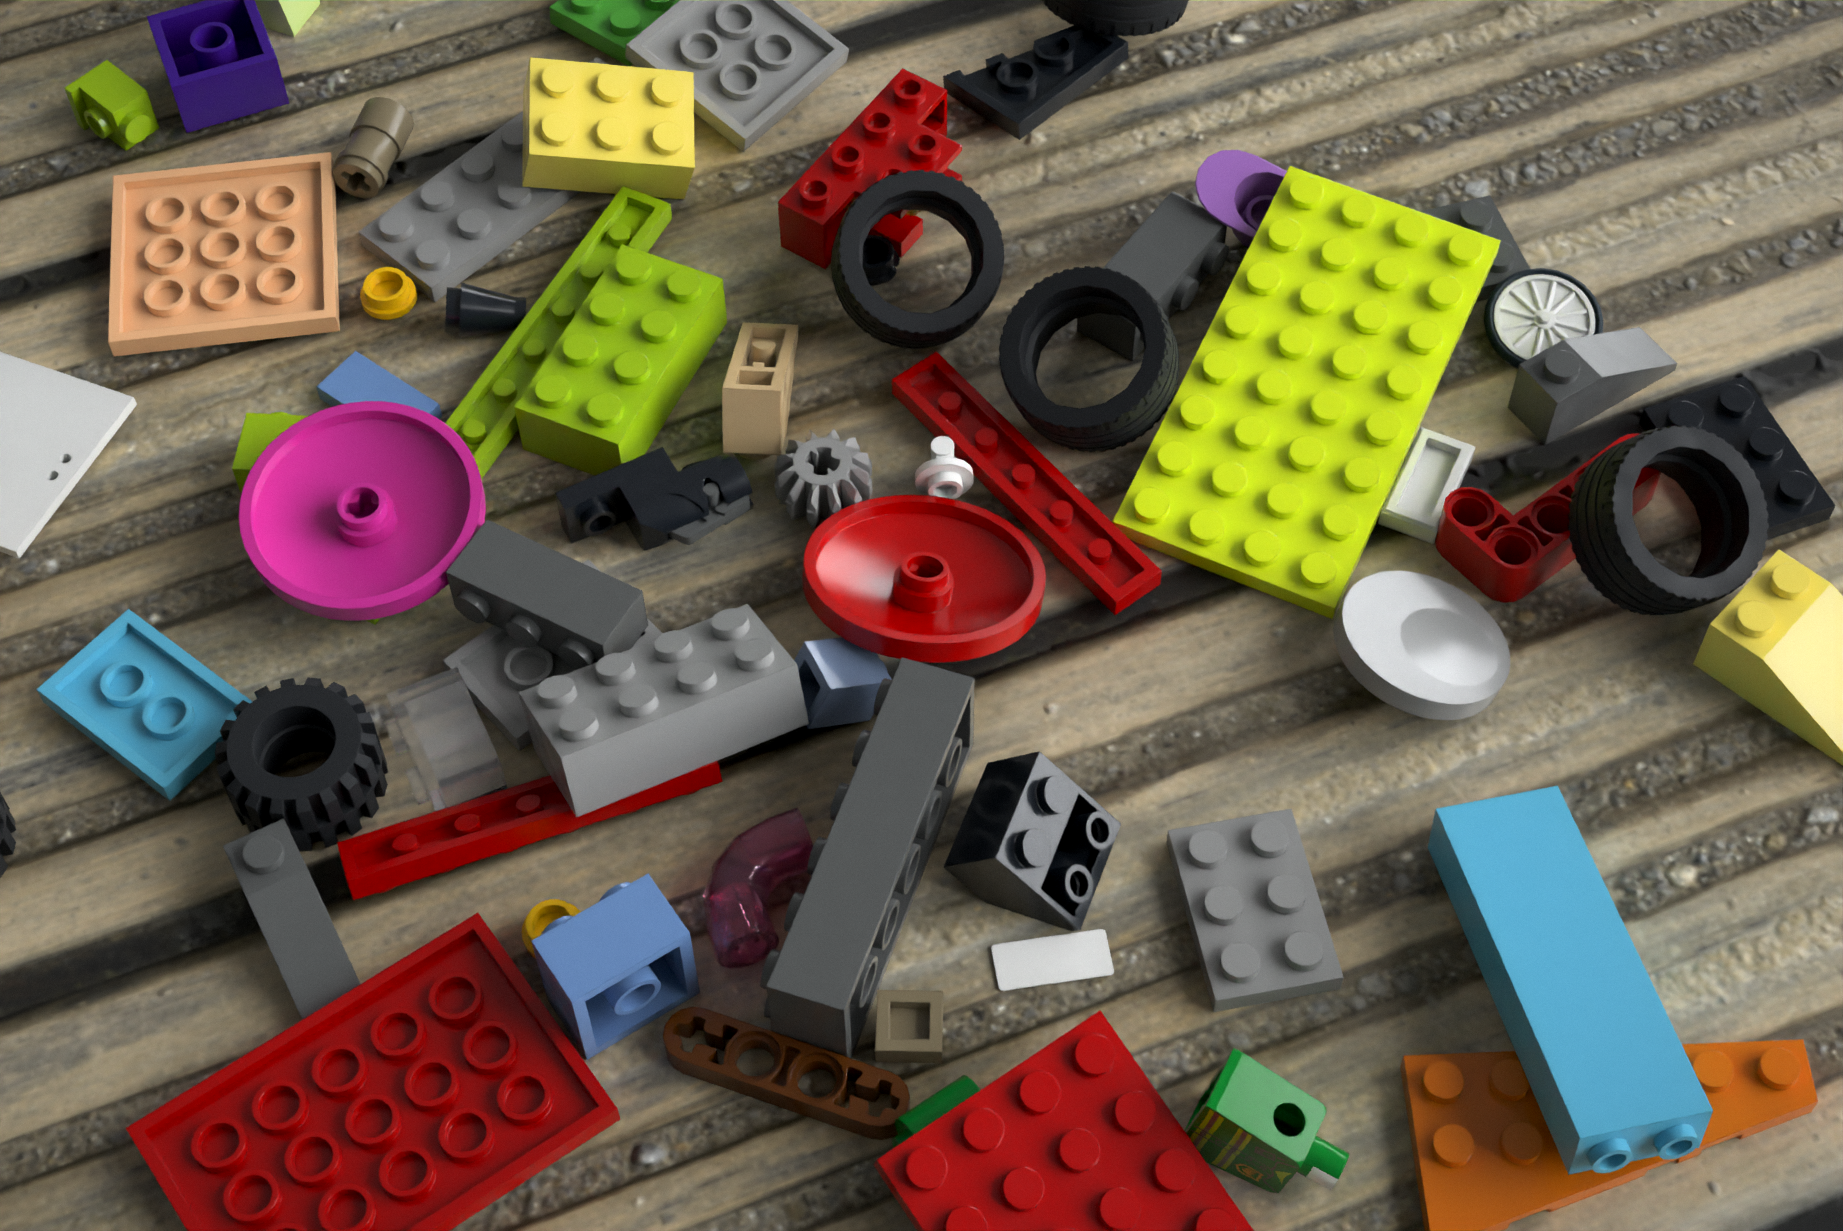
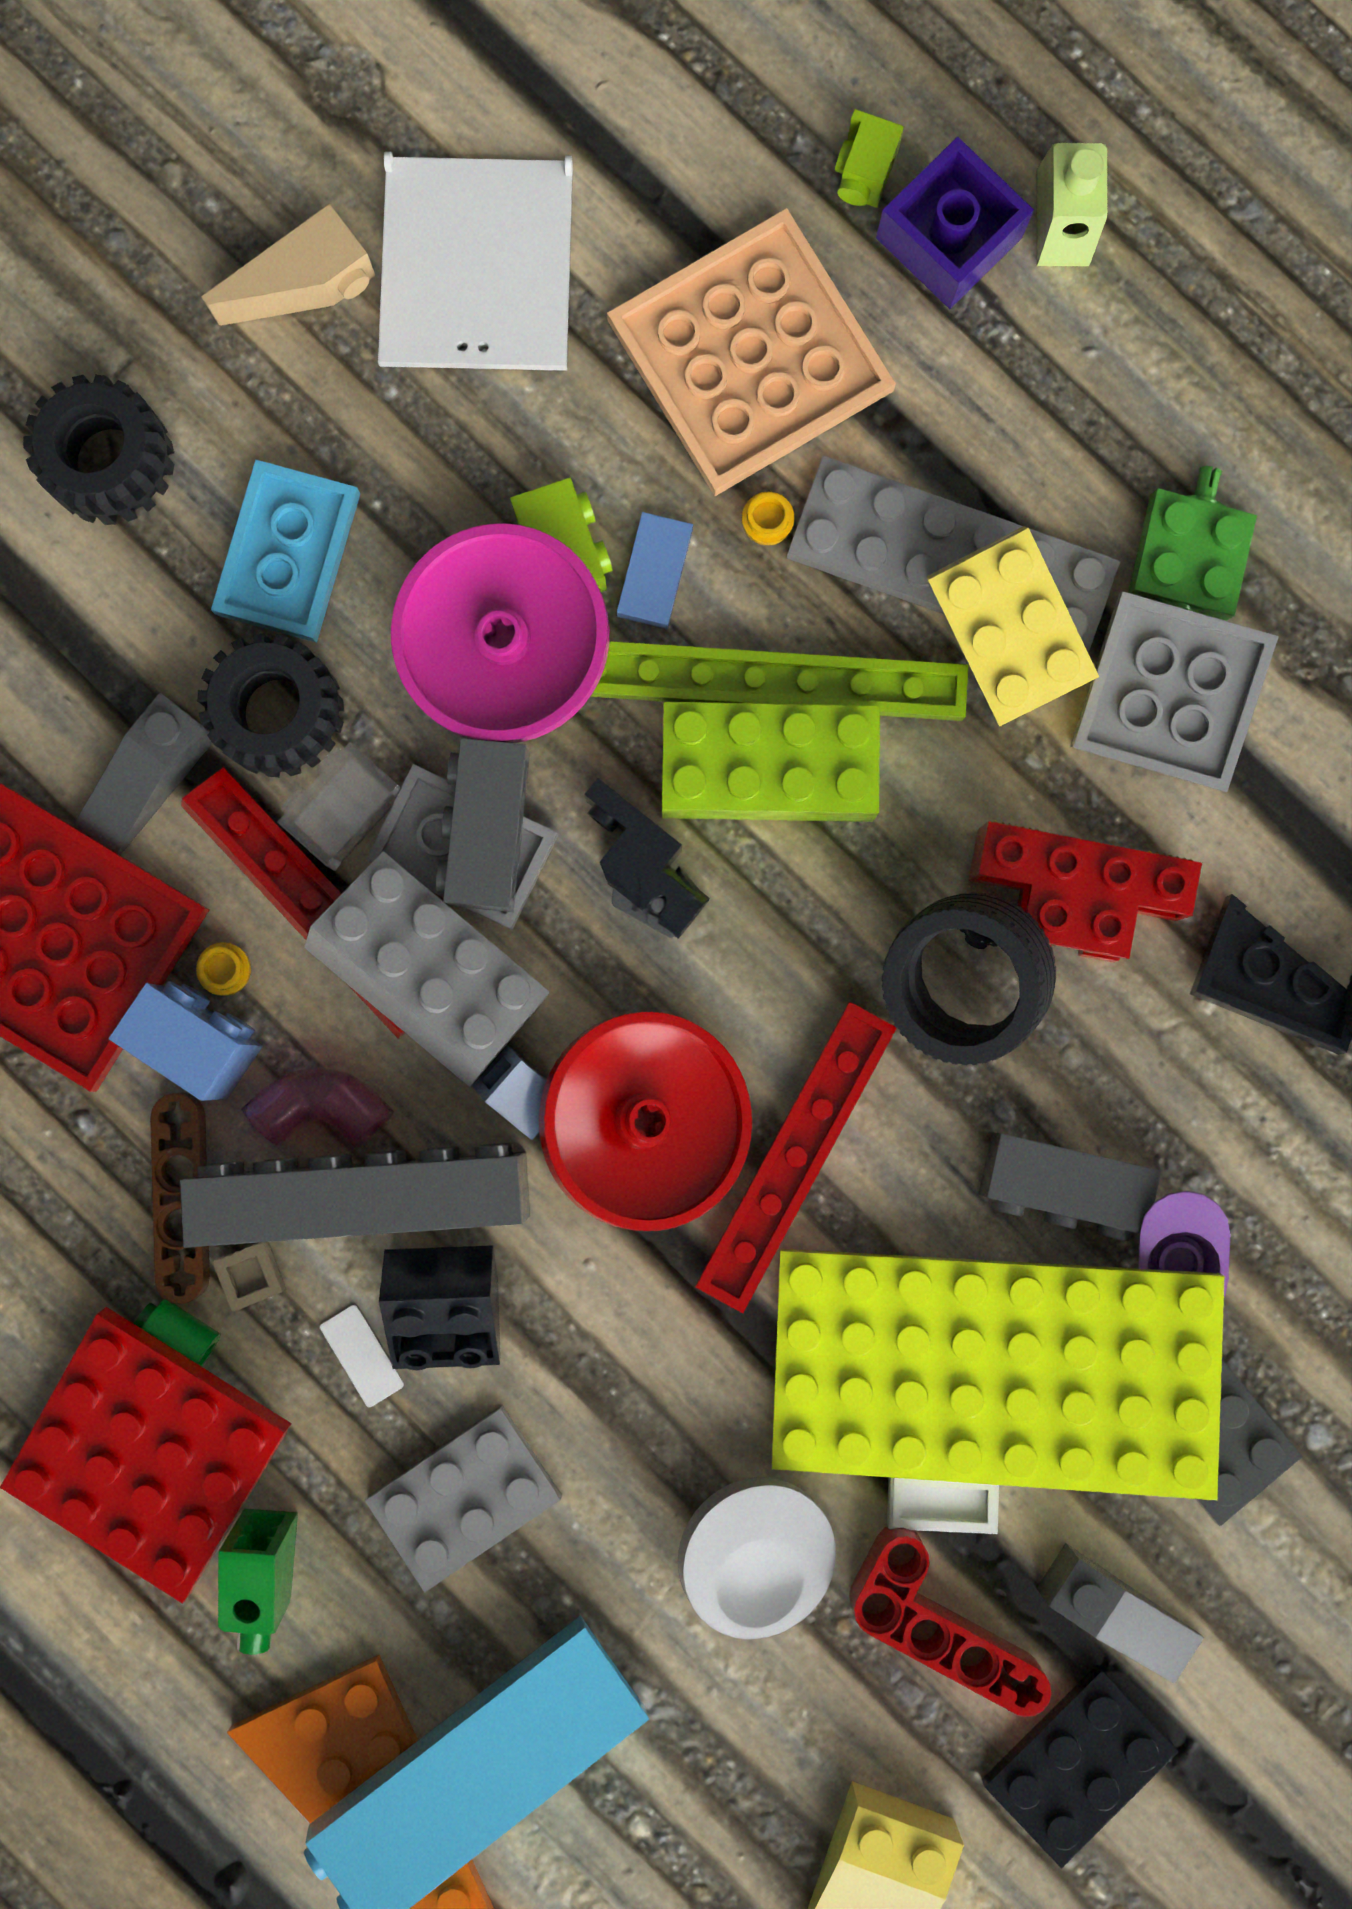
camera: 65 degrees right, 30 degrees up
(373, 147) = (923, 416): dark tan piece -> none
(481, 311) = (780, 610): black cone -> none
(759, 390) = (800, 889): tan slope -> none
(822, 476) = (737, 998): light grey gear -> none
(943, 473) = (764, 1090): white plate -> none
(1051, 307) = (861, 1156): black tyre -> none
(1538, 311) = (1170, 1550): white wheel -> none
(1724, 498) = (942, 1792): black tyre -> none

